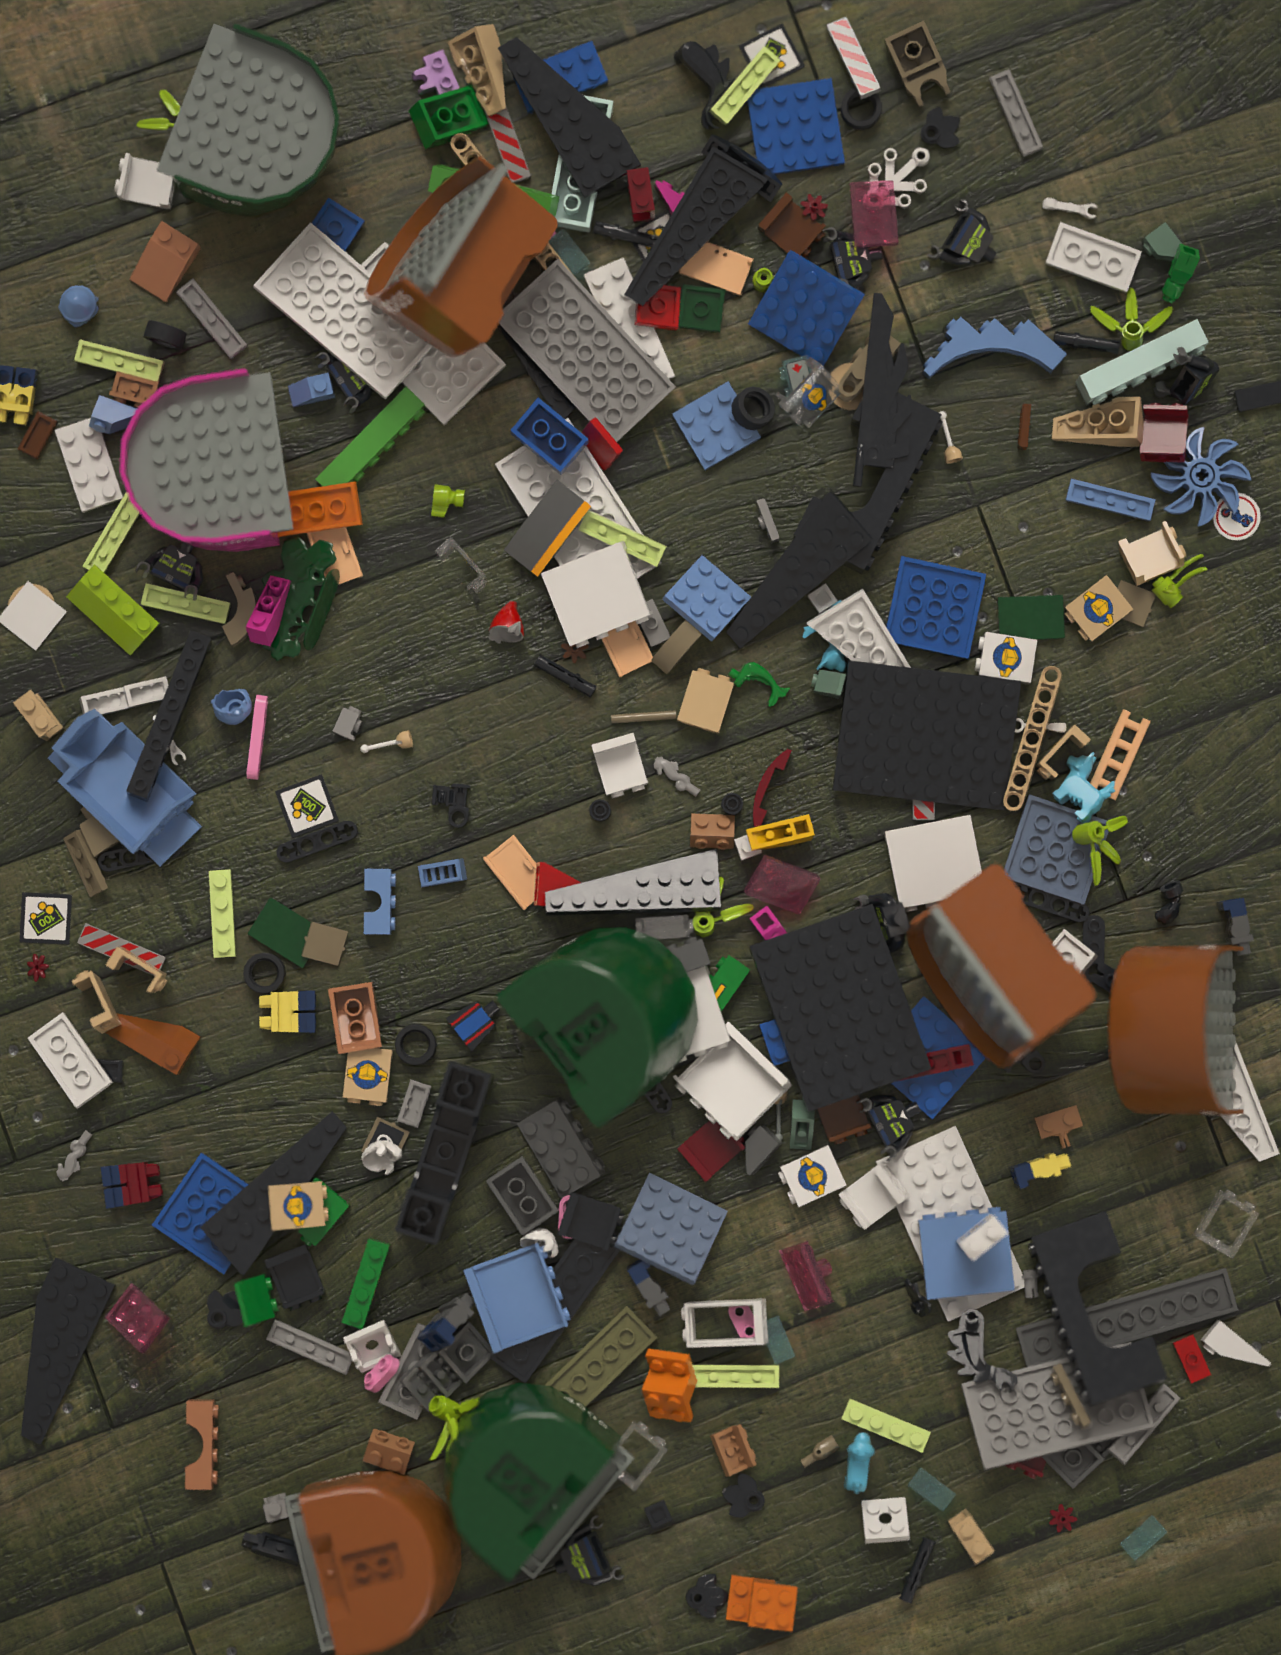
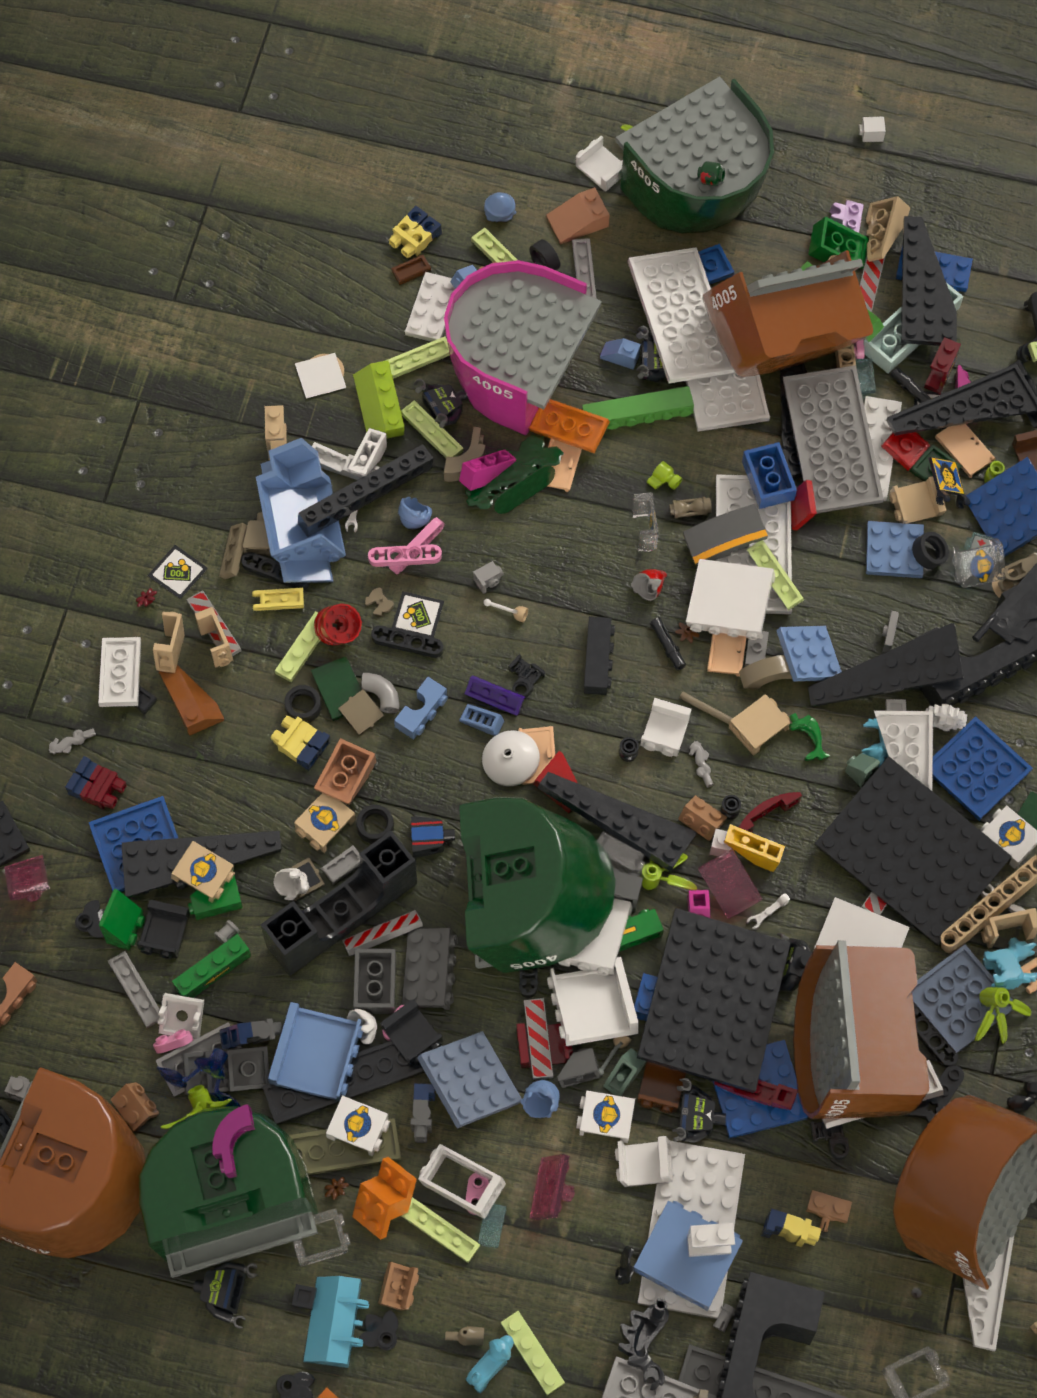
camera: 30 degrees right, 20 degrees down
(144, 676) = (369, 452): none -> white slope
(165, 881) = (279, 599): none -> light yellow hinge
(254, 875) = (347, 622): none -> red wheel
(258, 763) = (404, 551): none -> bright pink beam
(269, 818) = (384, 605): none -> dark tan piece
(285, 154) = (711, 173): none -> dark green head
(329, 907) = (383, 689): none -> light grey cylinder
(355, 1240) = (226, 932): none -> light grey bush
(436, 1372) = (212, 1066): none -> clear blue plant
(438, 841) = (494, 695): none -> dark purple plate
(496, 1143) = (382, 932): none -> light grey tile
(500, 509) = (699, 506): none -> dark tan piece
(507, 733) = (597, 655): none -> black brick
(510, 890) = (516, 767): none -> white dish
(511, 1449) = (226, 1135): none -> magenta arch
(601, 1338) = (358, 1125): none -> white panel
(618, 1402) = (336, 1188): none -> reddish brown plant
(698, 1517) = (334, 1321): none -> medium azure piece
(704, 1145) = (538, 1039): none -> tile
(706, 360) = (916, 502): none -> tan panel
(724, 322) = (947, 481): none -> flag
(745, 1201) = (541, 1099): none -> medium blue hair
(827, 894) = (759, 918): none -> white piece
(876, 579) = (947, 717): none -> white gear

